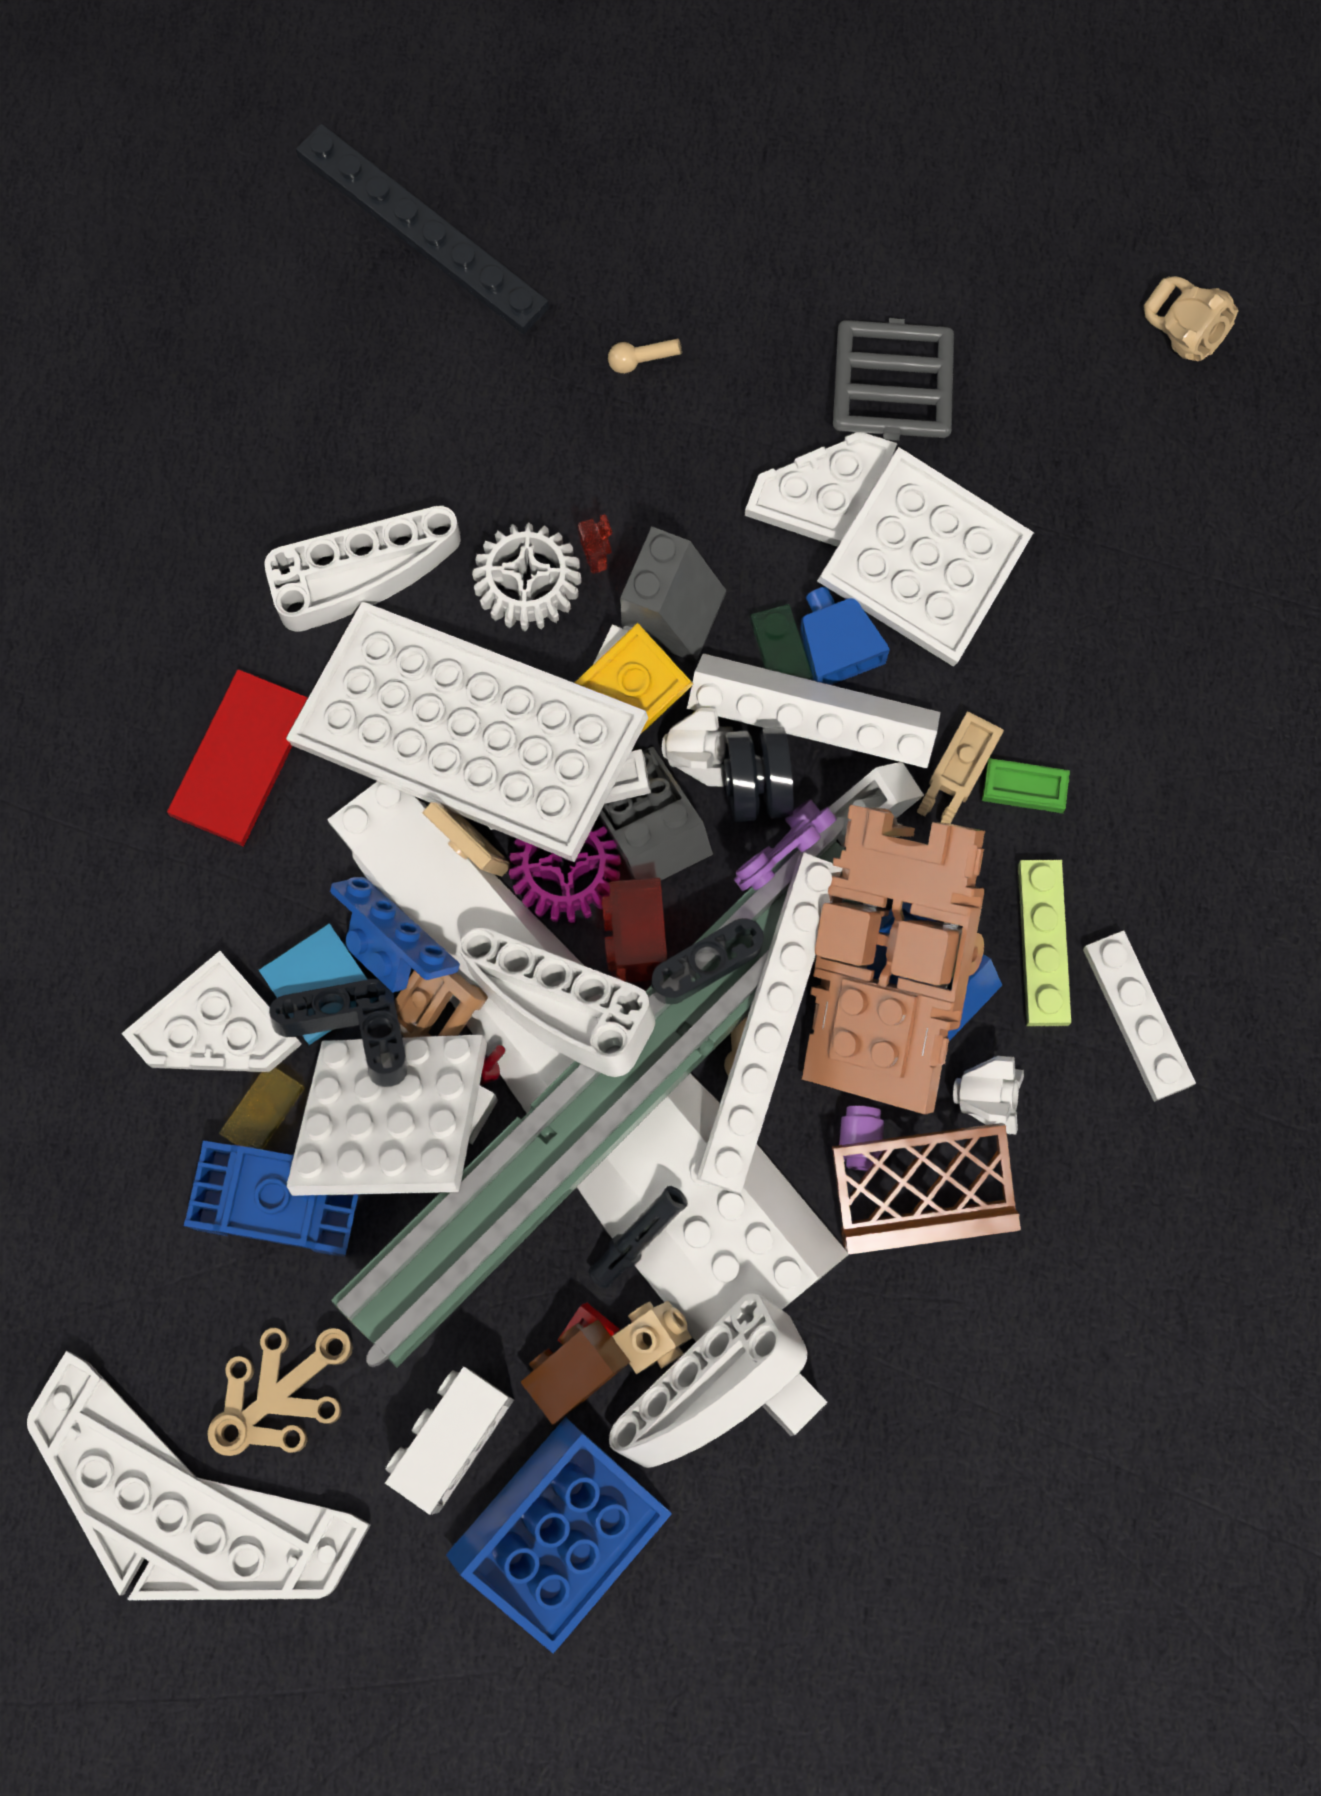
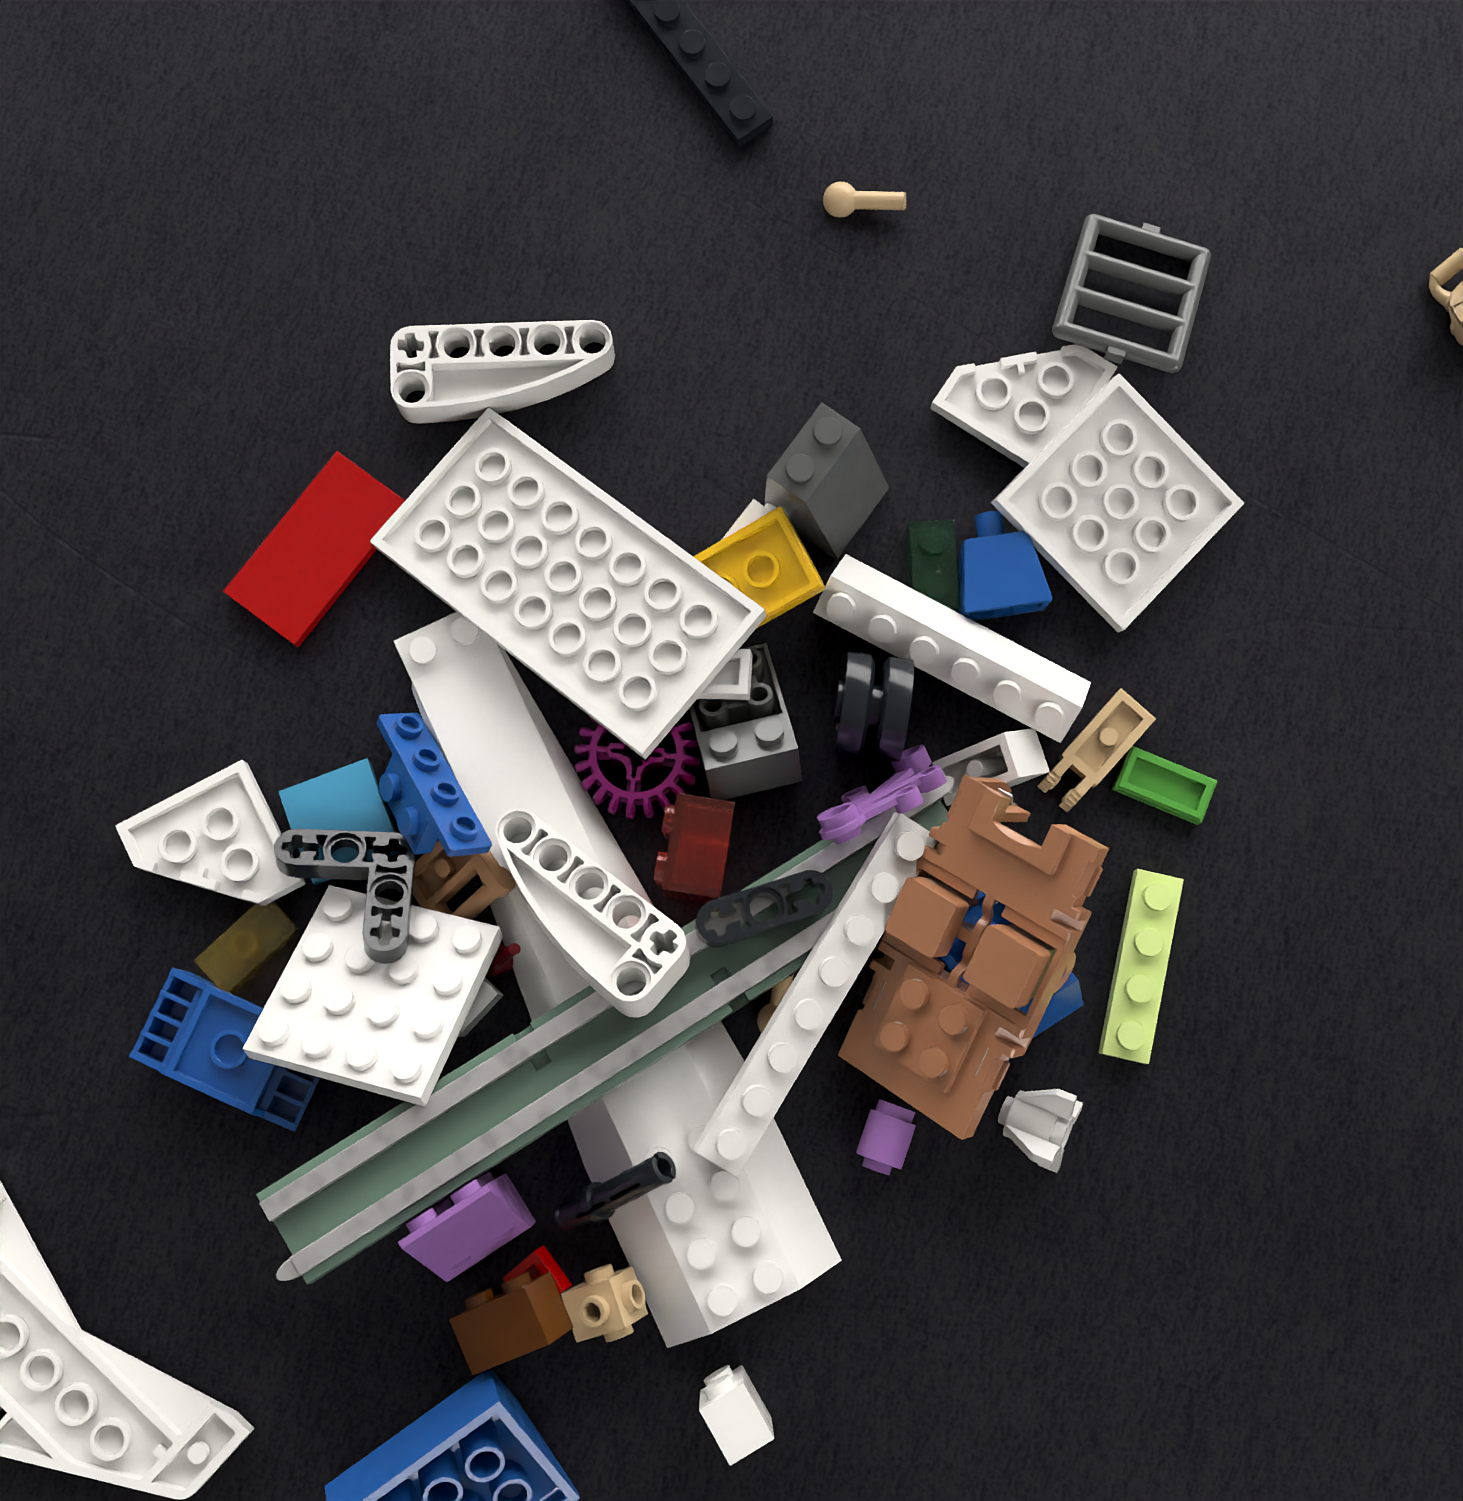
camera: 10 degrees right, 5 degrees up
(274, 1395) = (184, 1264): tan plant -> none
(447, 1440) = (353, 1365): white brick -> none
(467, 840) = (536, 704): tan plate -> none
(495, 571) = (693, 427): white gear -> none
(518, 1295) = (458, 1236): none -> medium lavender slope
(595, 542) = (758, 401): clear red plate -> none
(698, 746) = (815, 657): white brick -> none
(713, 1385) = (658, 1382): white beam -> none
(930, 1225) = (939, 1255): fence -> none
(1139, 1016) = (1225, 1074): white plate -> none

